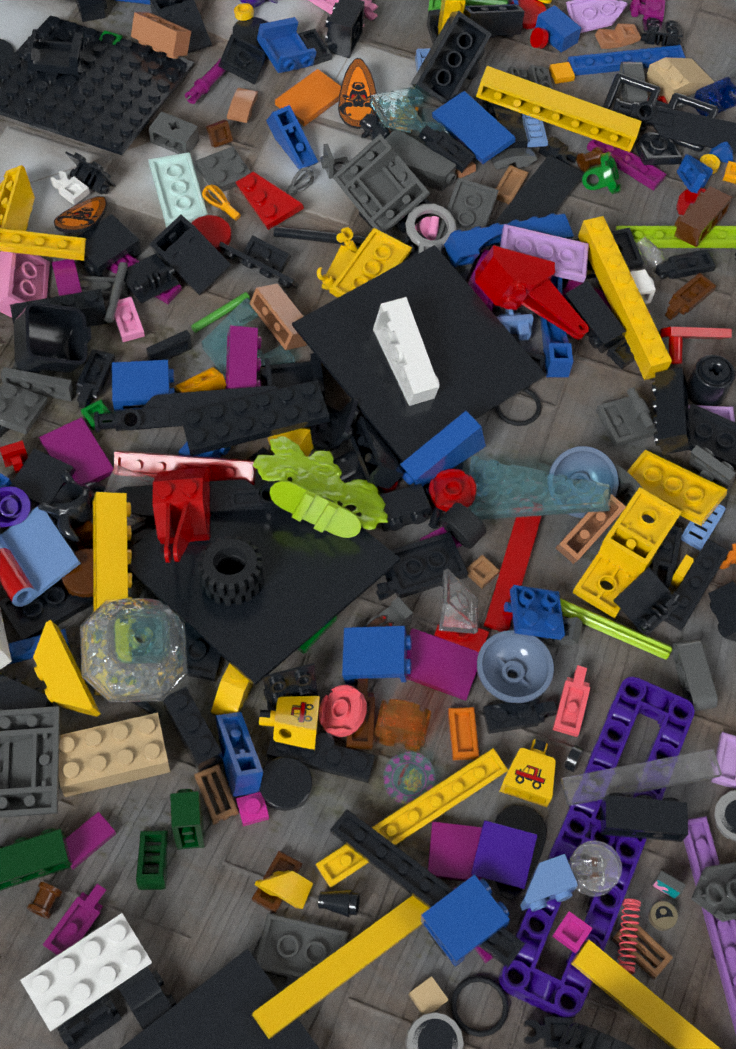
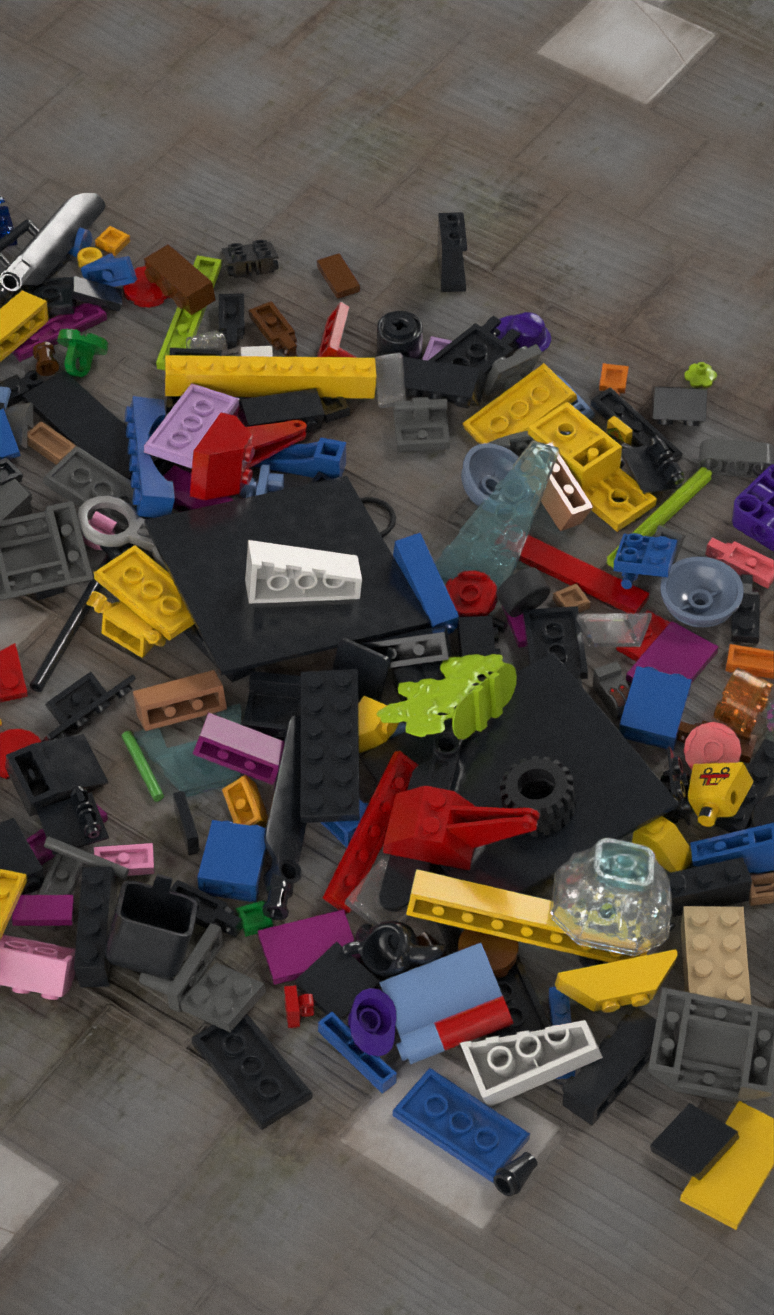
camera: 70 degrees left, 10 degrees down
(657, 380) = (390, 379): none -> clear tile
(669, 172) = (96, 293): none -> black tile

